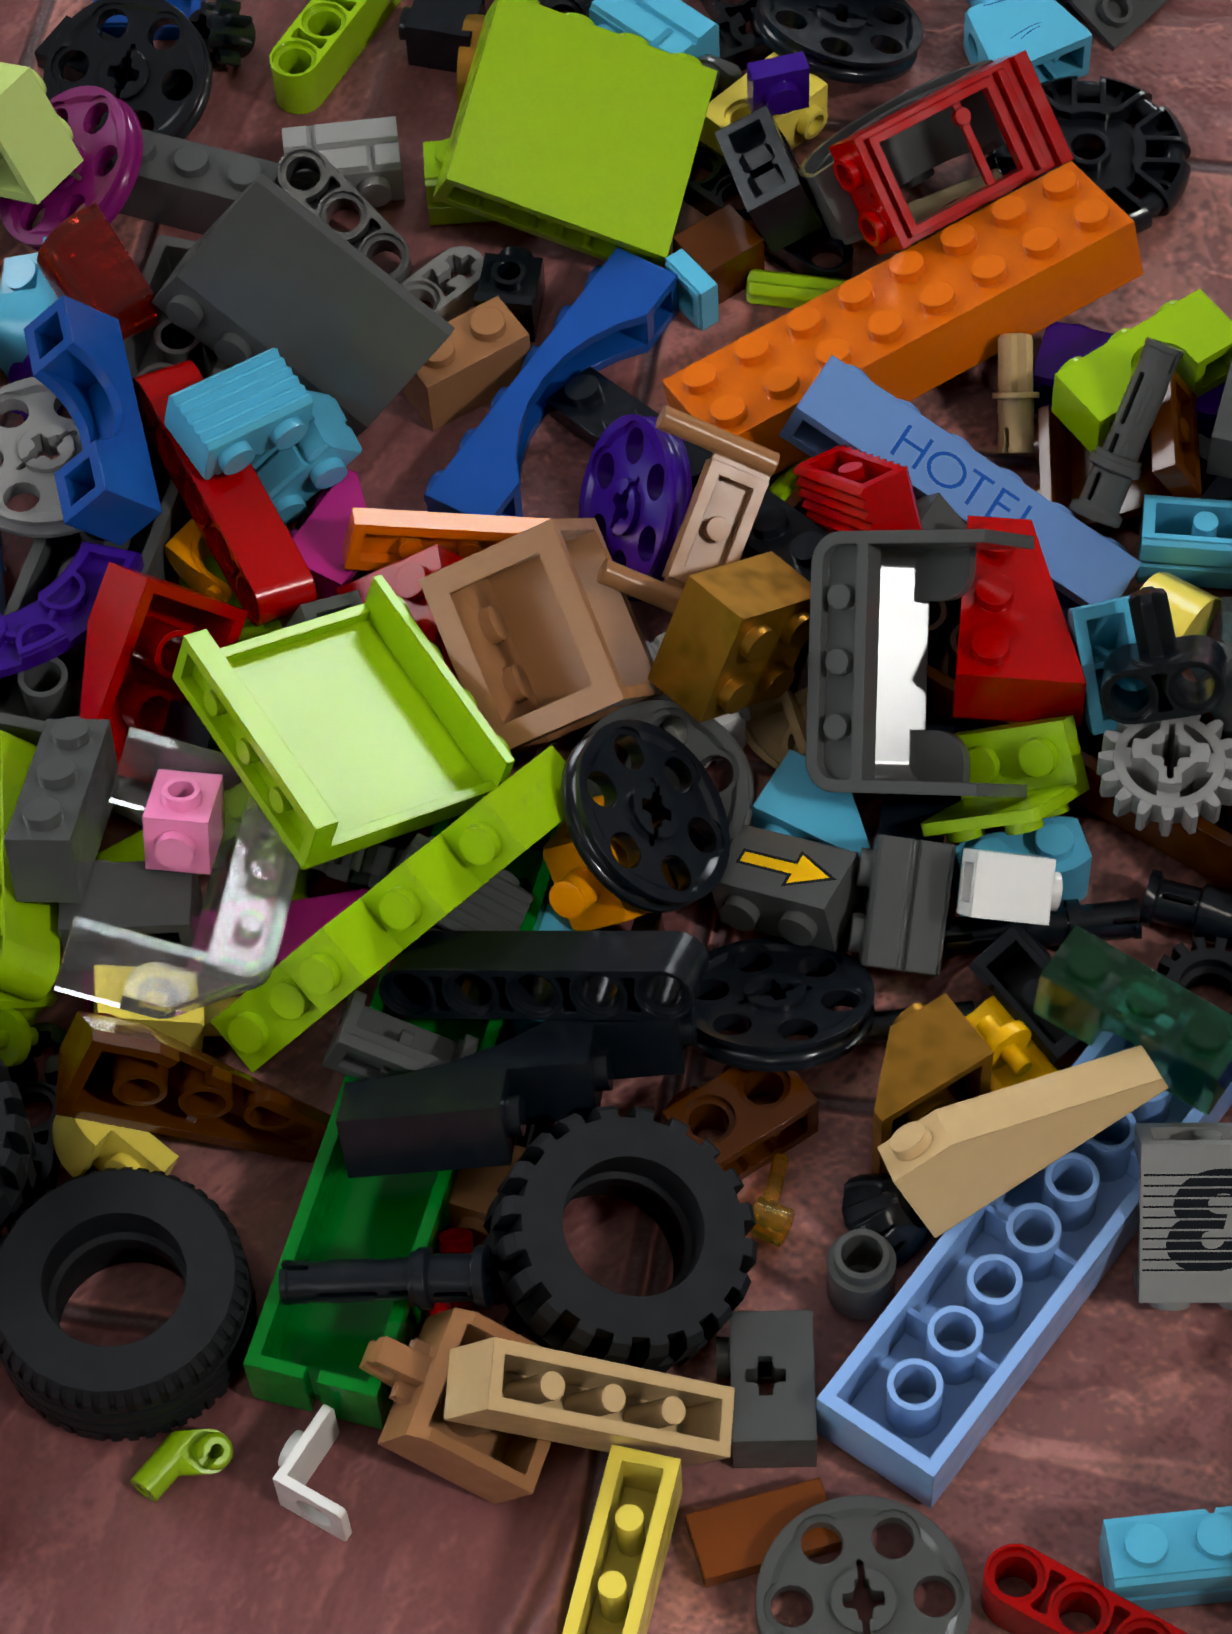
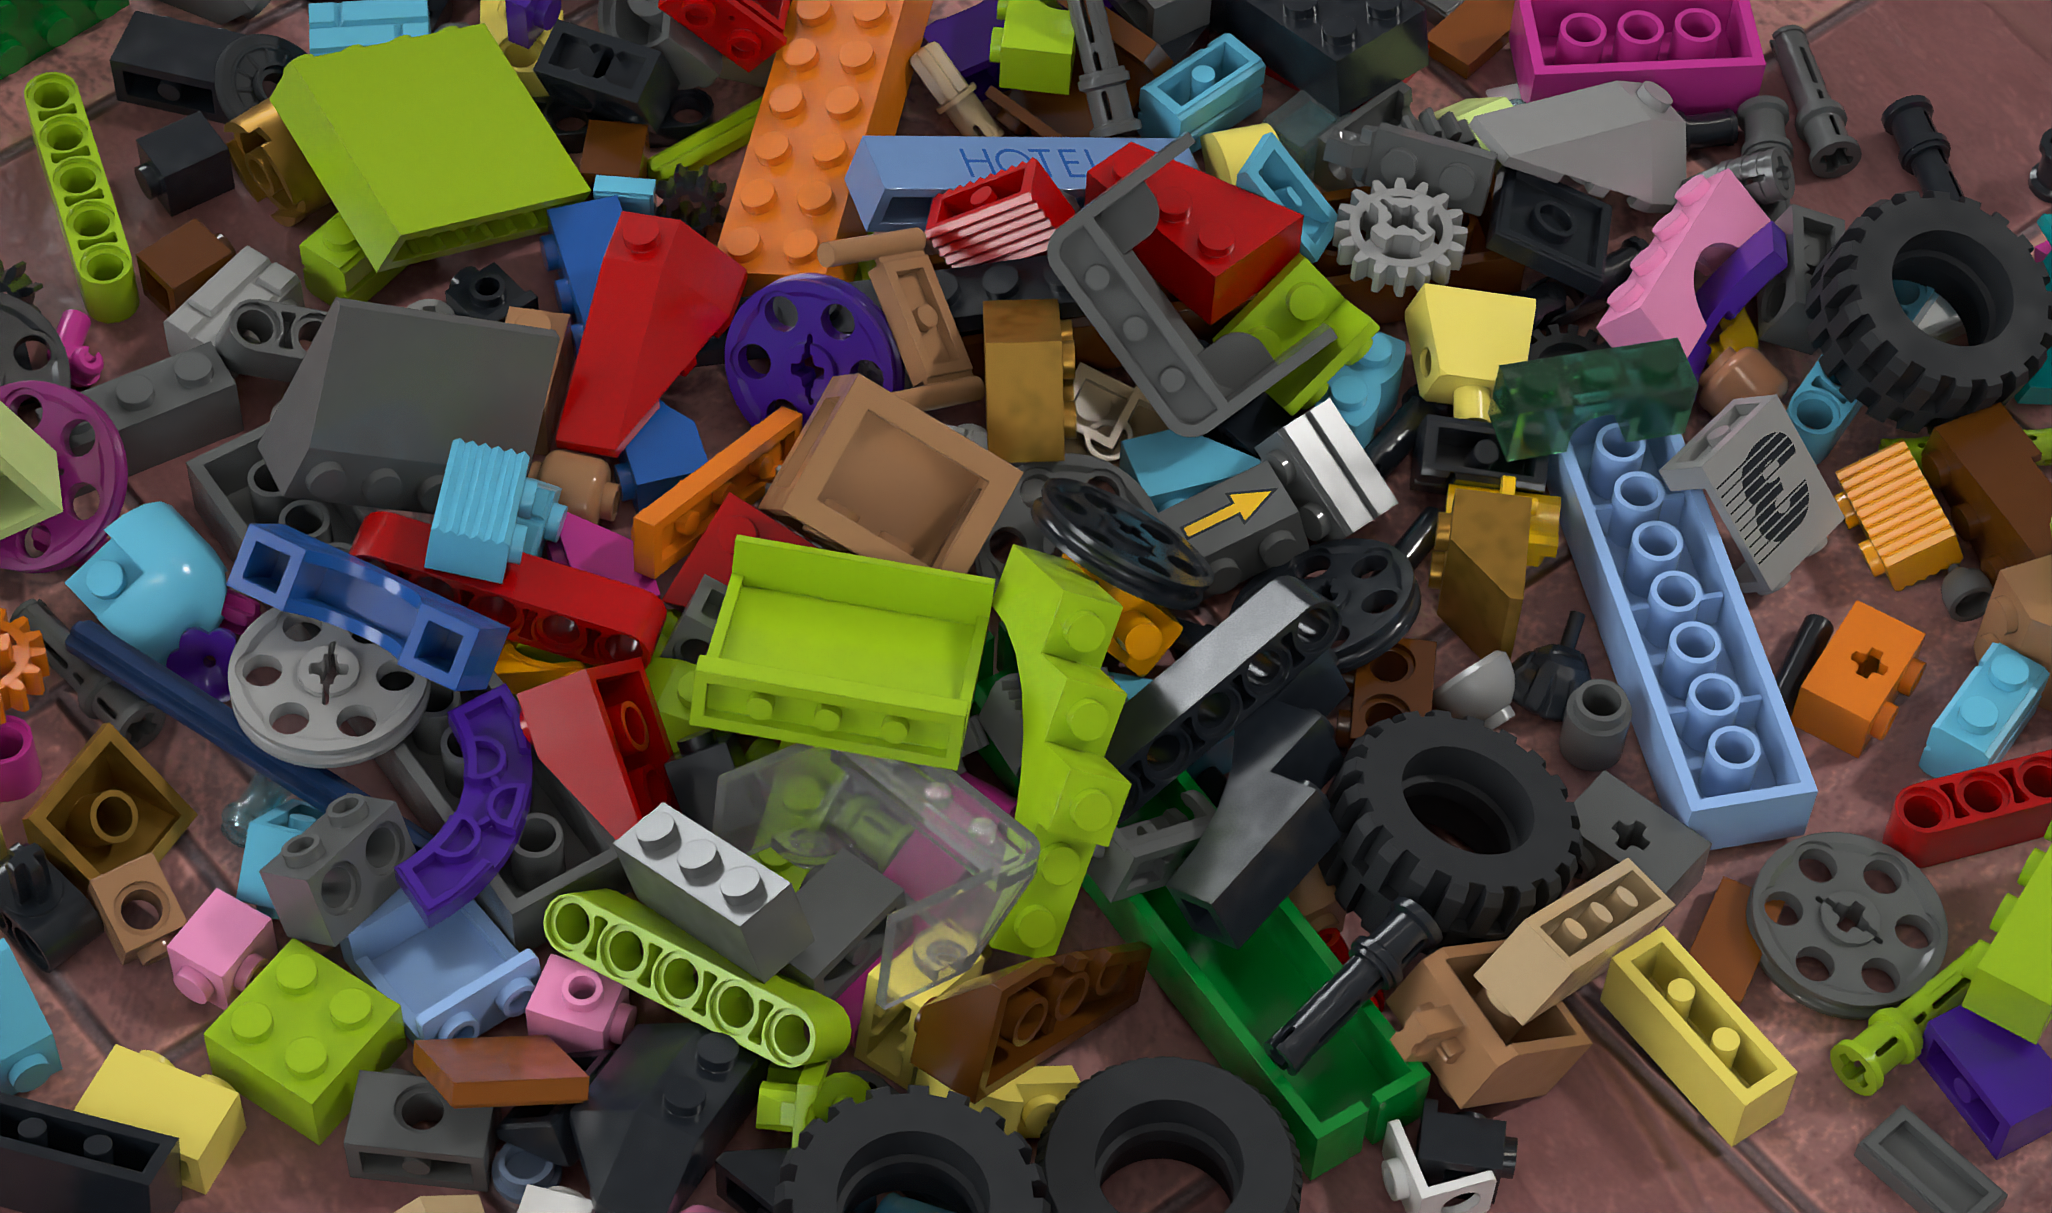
camera: 55 degrees left, 5 degrees down
(93, 267) = (197, 515): clear red brick -> none
(183, 821) = (816, 820): bright pink brick -> none
(224, 106) = (73, 331): none -> dark pink arm
(354, 95) = (181, 264): none -> reddish brown brick
(361, 1477) = (1463, 1146): none -> black brick
(392, 466) = (583, 482): none -> medium nougat head
(556, 378) = (649, 317): none -> red wedge
(730, 316) = (698, 188): none -> black gear
(818, 1171) = (1480, 691): none -> light grey brick
(993, 1142) = (1599, 556): tan wedge -> none
(1008, 886) = (1394, 396): white brick -> none
(1094, 1383) = (1802, 656): none -> black piece
(1137, 898) = (1461, 341): none -> light yellow torso
(1152, 1413) = (1858, 680): none -> orange brick
(1158, 662) = (1349, 164): black beam -> none

